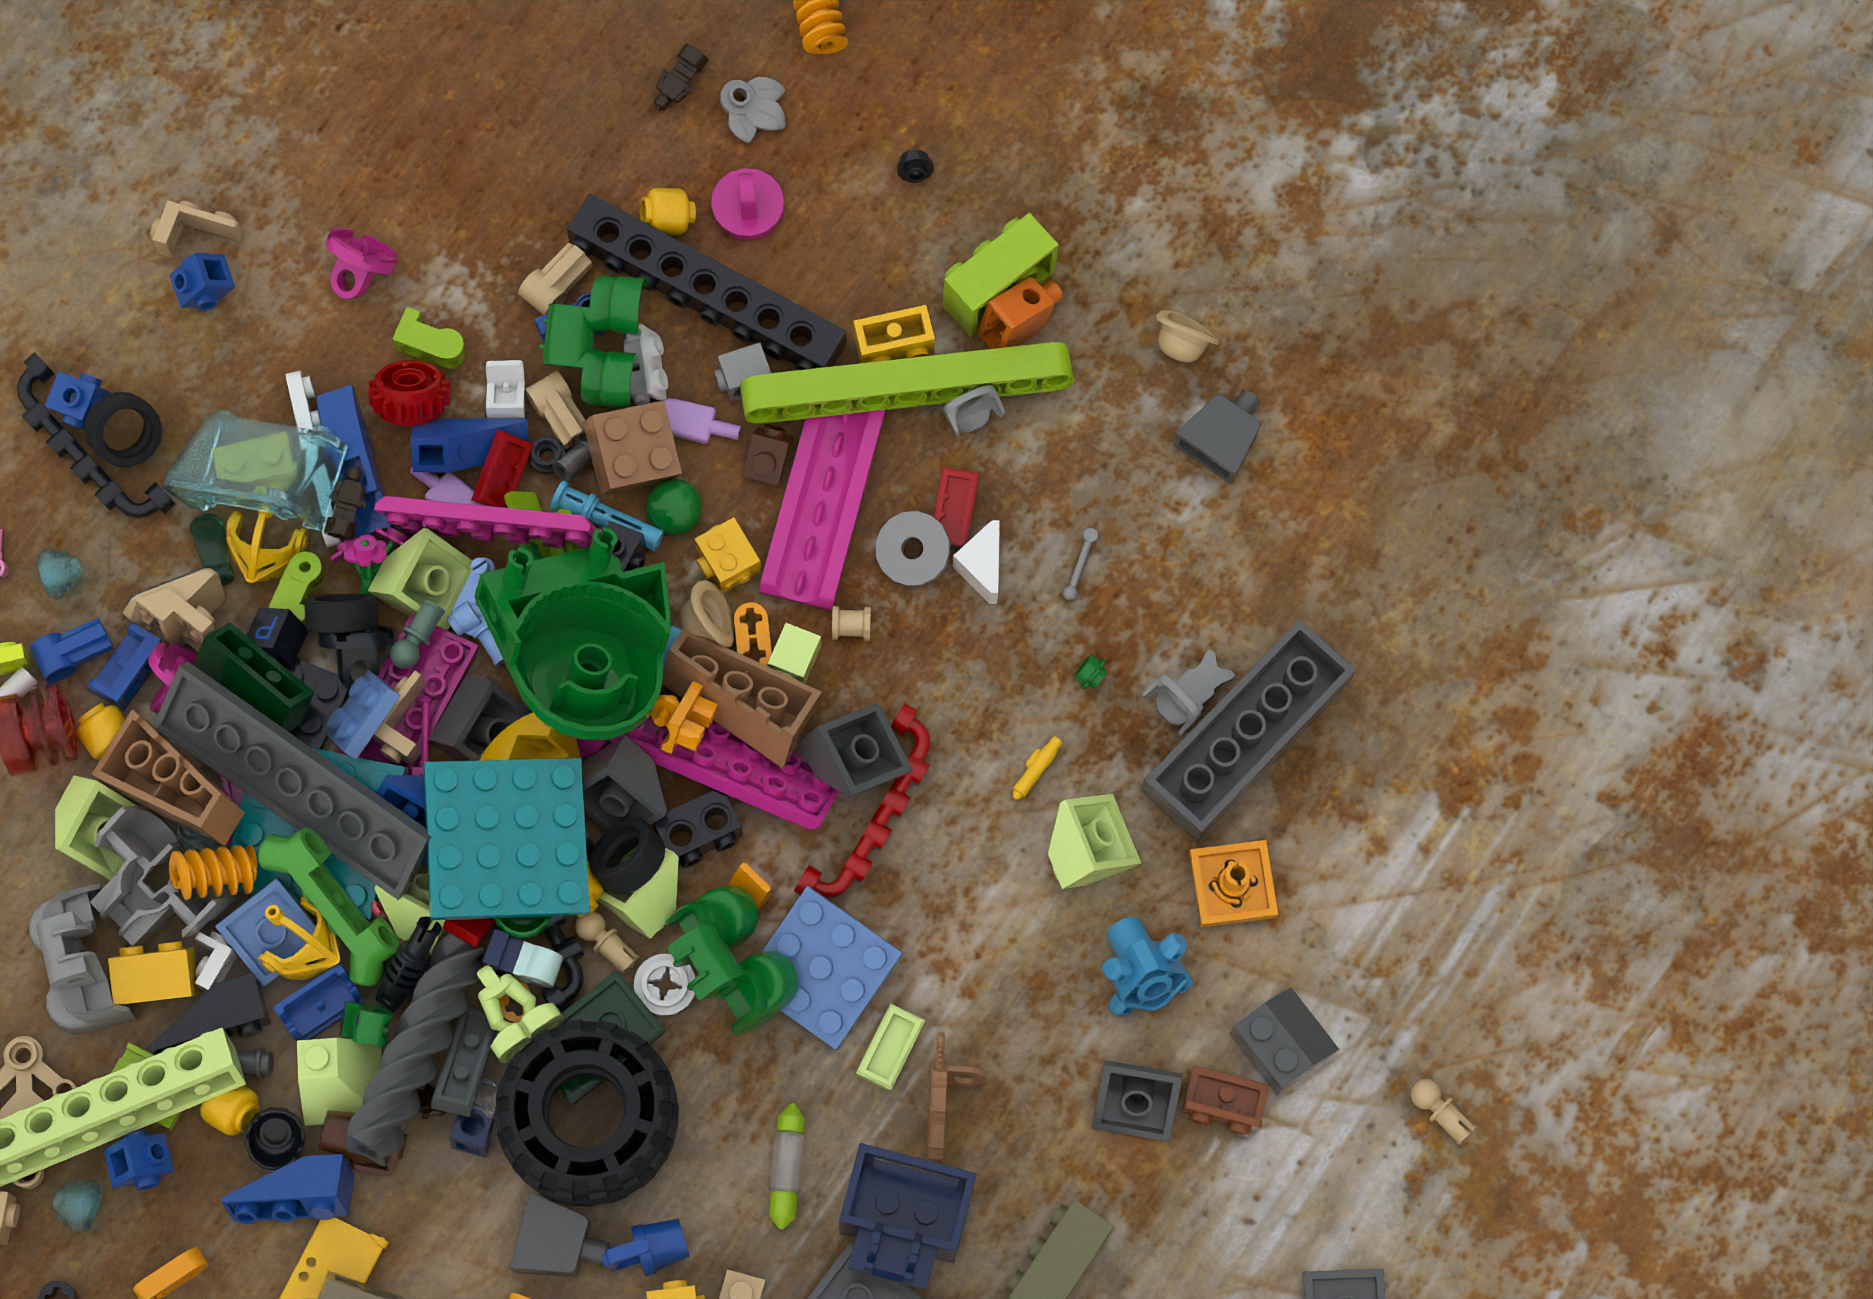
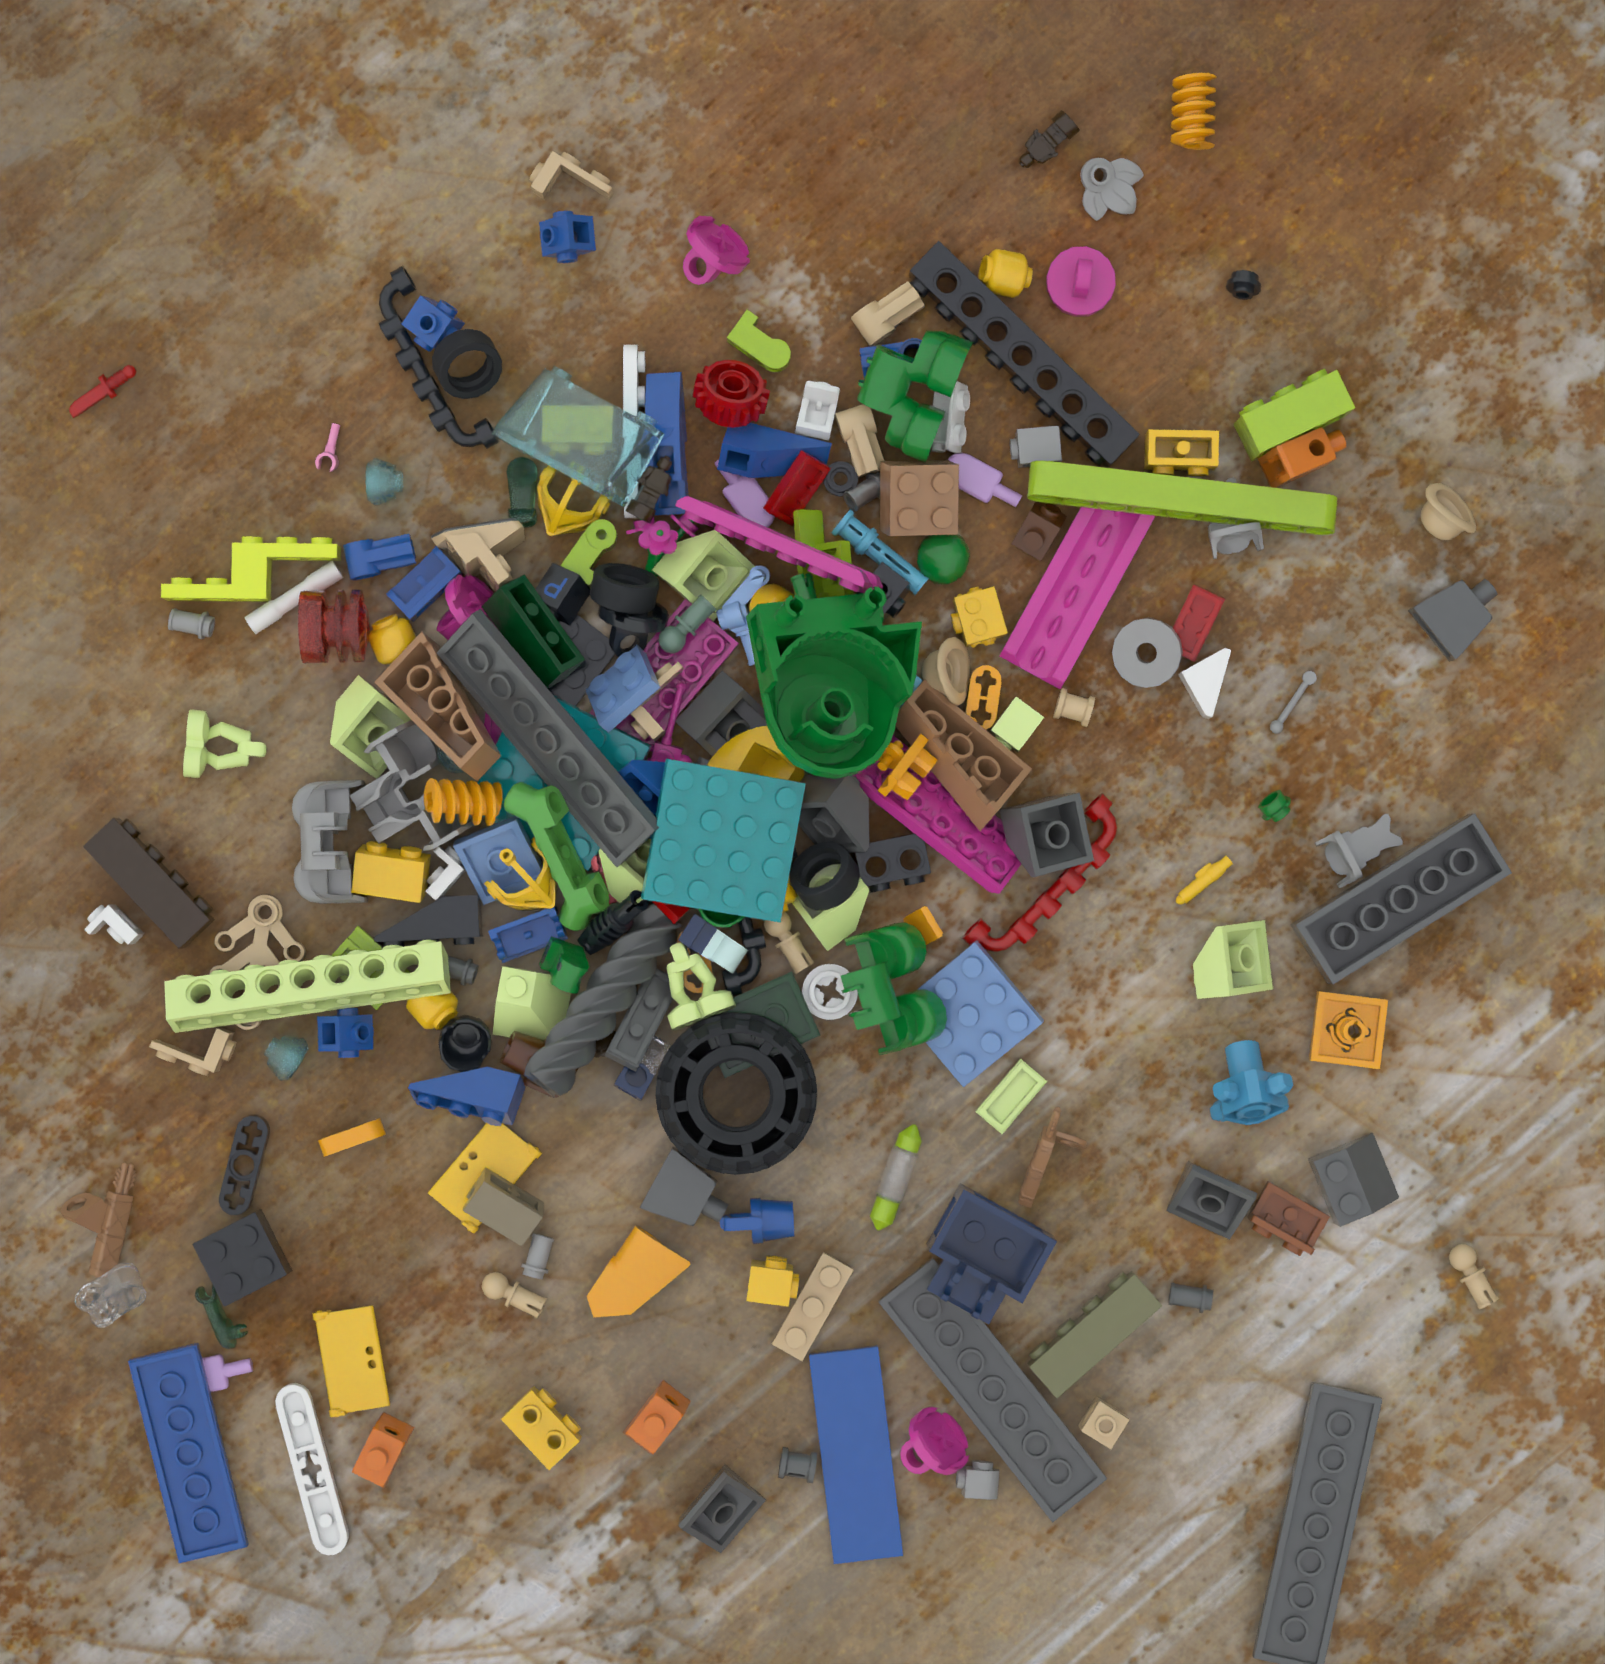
camera: 15 degrees right, 15 degrees up
(1144, 1213) = (1191, 1297): none -> dark grey pin

